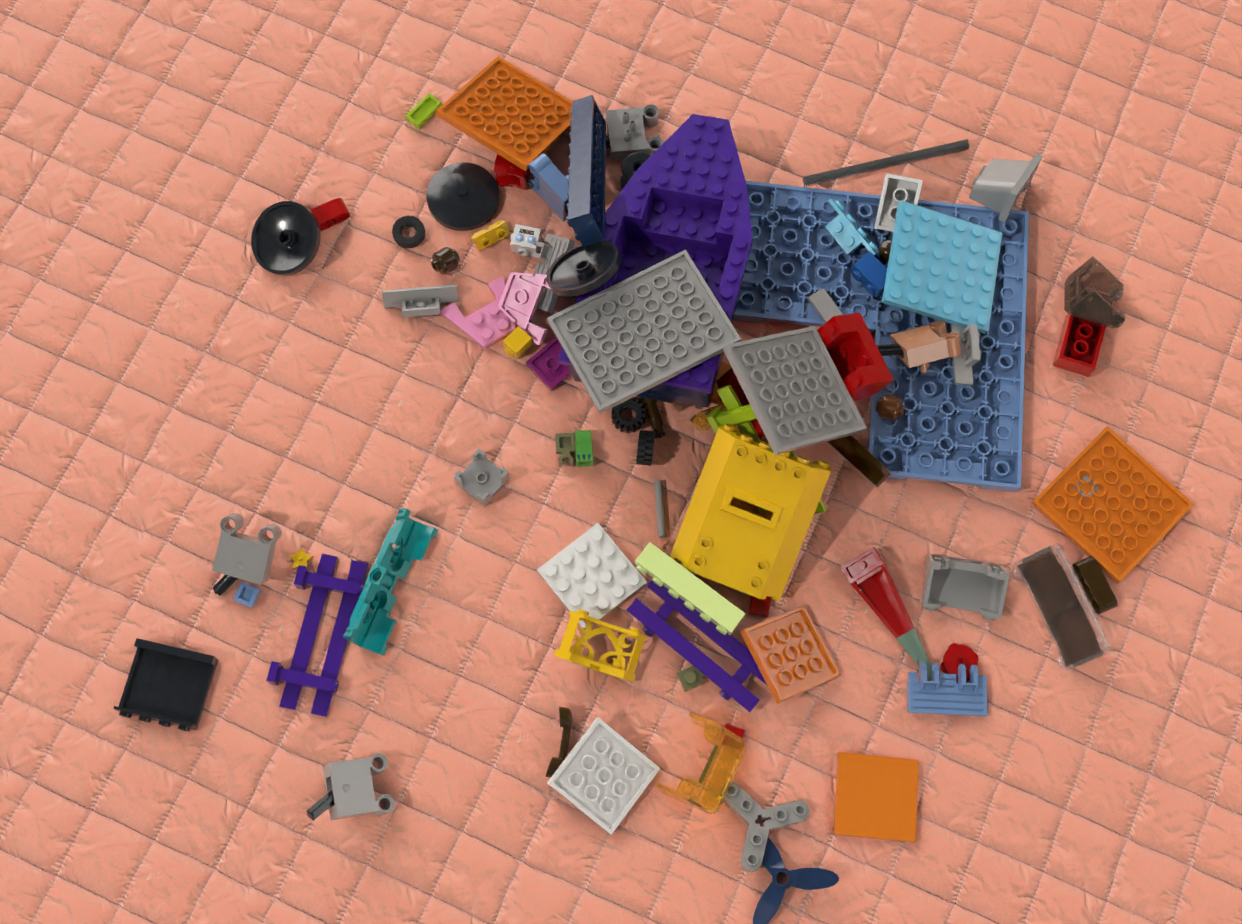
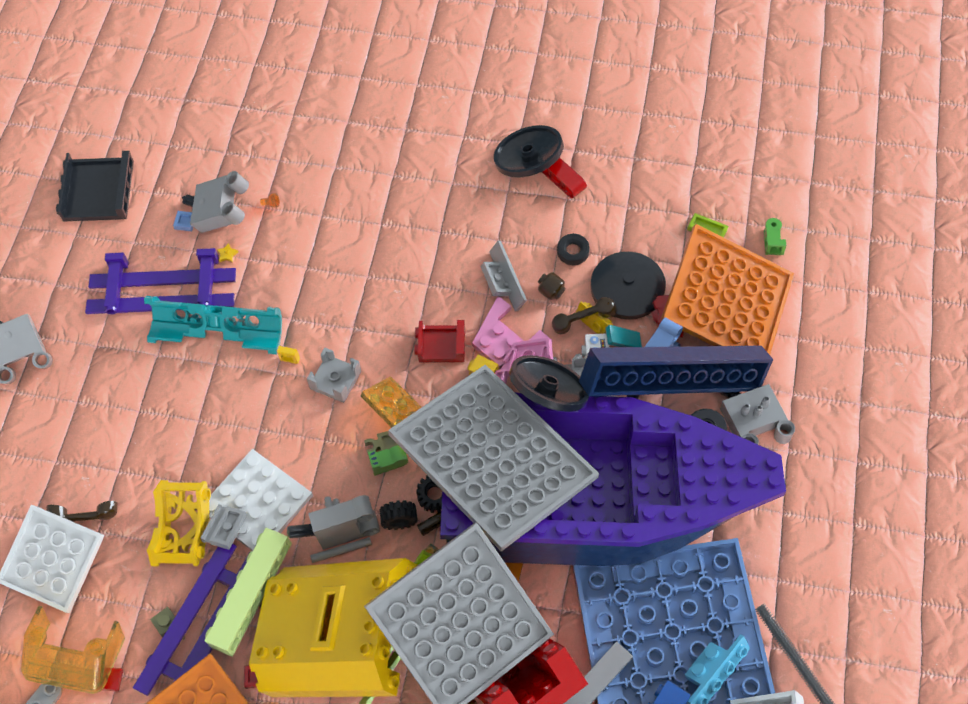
camera: 85 degrees right, 10 degrees down
(251, 502) = (272, 200): none -> clear orange piece
(444, 517) = (288, 354): none -> yellow tile
(454, 60) = (772, 240): none -> bright green leg
(474, 373) = (440, 343): none -> red panel
(488, 262) = (604, 306): none -> dark brown piece
(522, 213) = (622, 337): none -> teal tile
(540, 424) = (390, 401): none -> clear yellow plate
(617, 604) = (223, 526): none -> light grey plate
(643, 497) = (339, 522): none -> light grey piece

